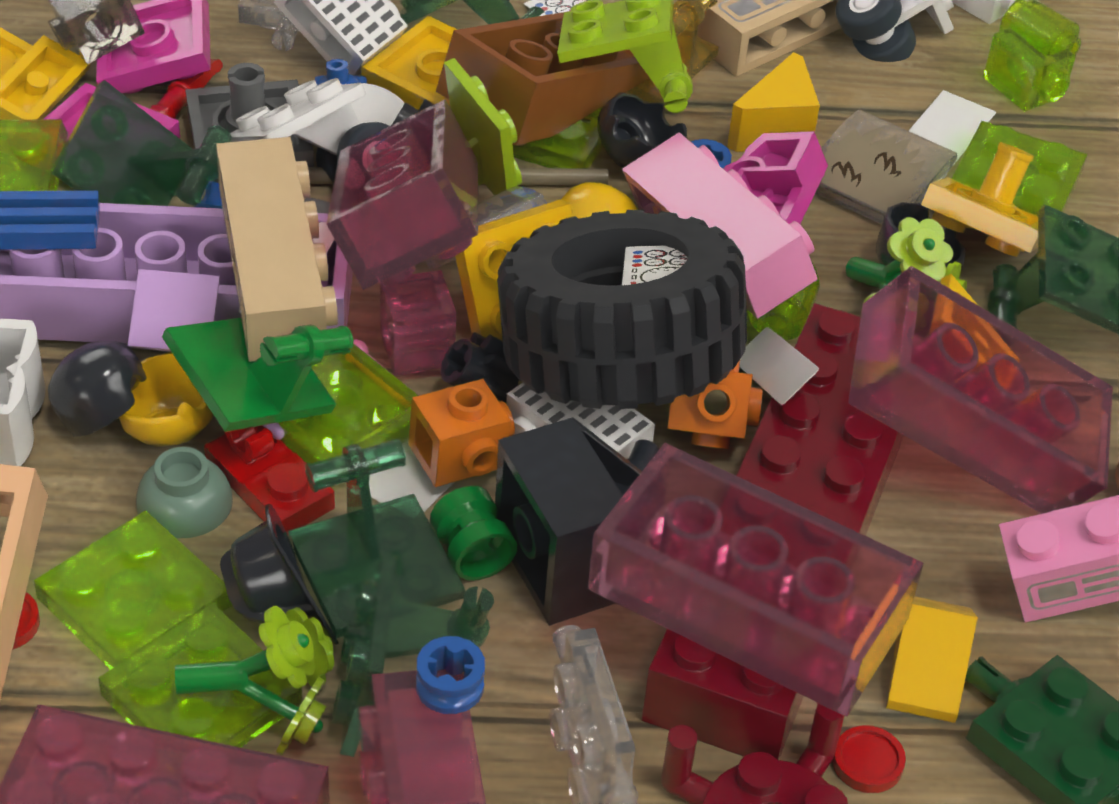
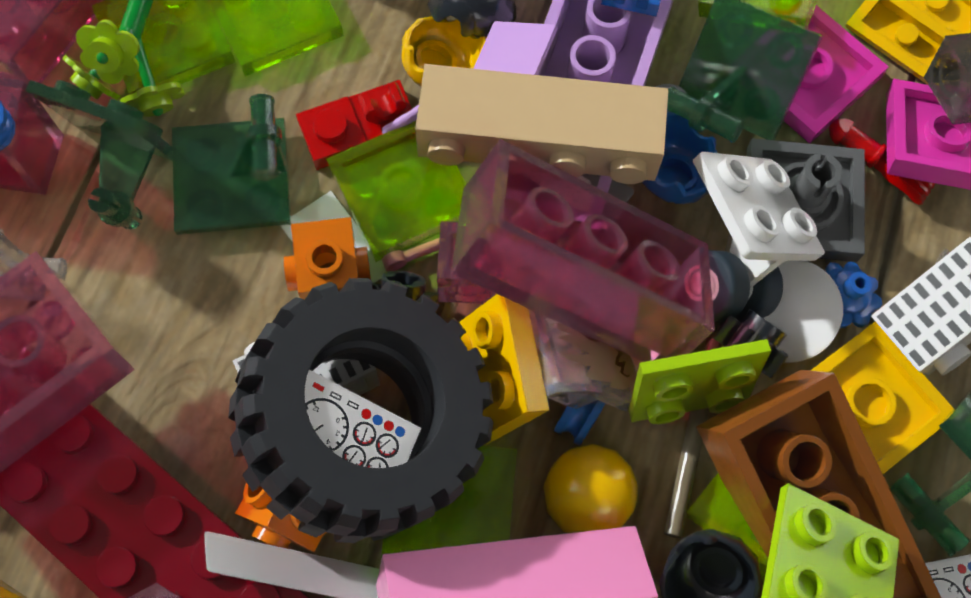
camera: 110 degrees right, 25 degrees up
(185, 493) = (360, 60): sand green piece -> none
(261, 391) = (390, 89): green plate -> none
(266, 573) = (211, 91): black piece -> none
(466, 524) = (228, 249): green wheel -> none
(553, 497) = (179, 316): black piece -> none

